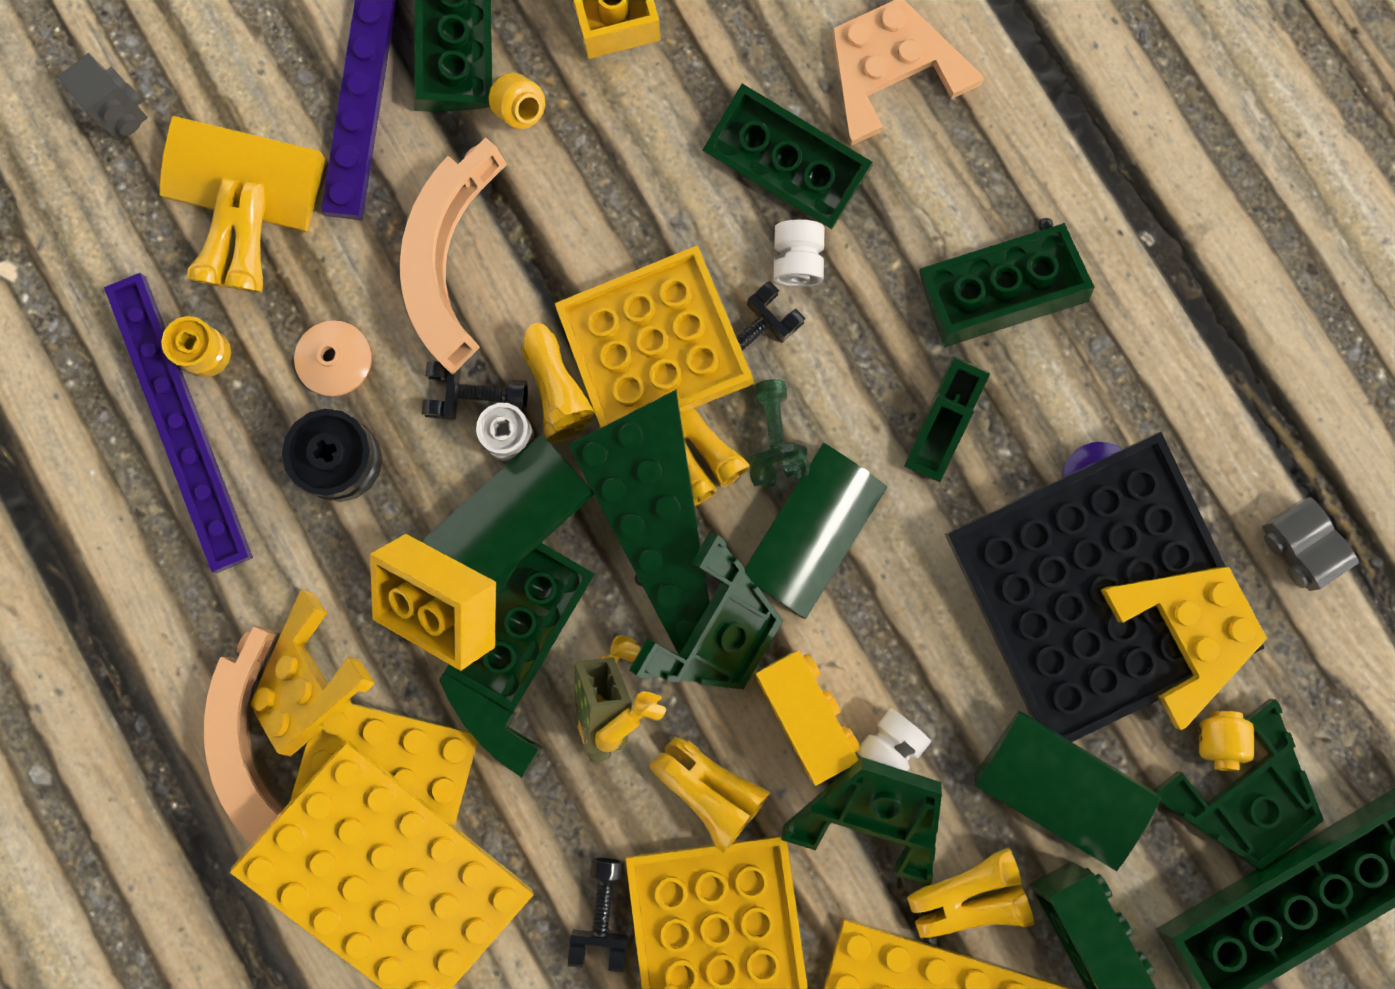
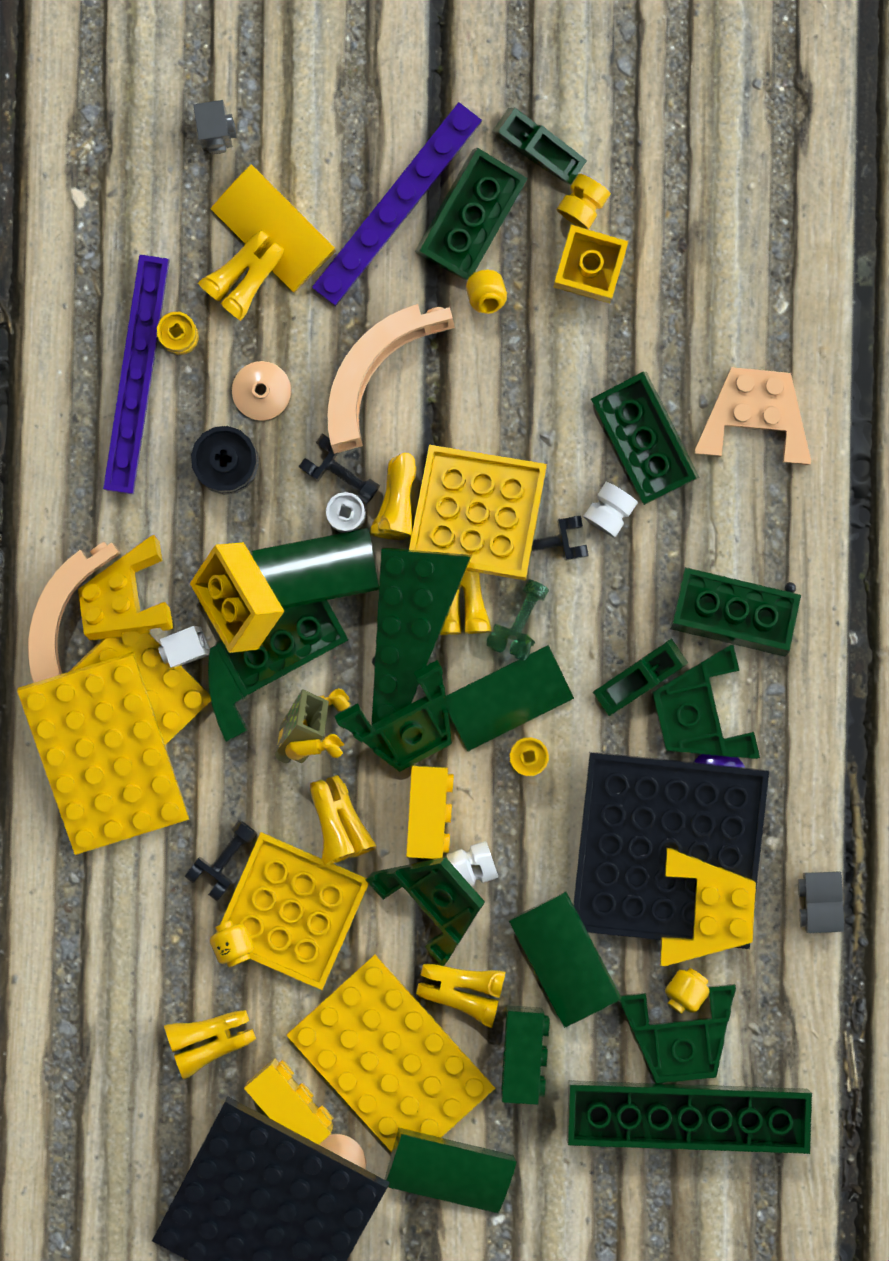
camera: 30 degrees right, 5 degrees up
(406, 696) = (184, 647): none -> white slope
(880, 581) = (528, 756): none -> yellow wheel
(1027, 425) = (690, 715): none -> dark green wing

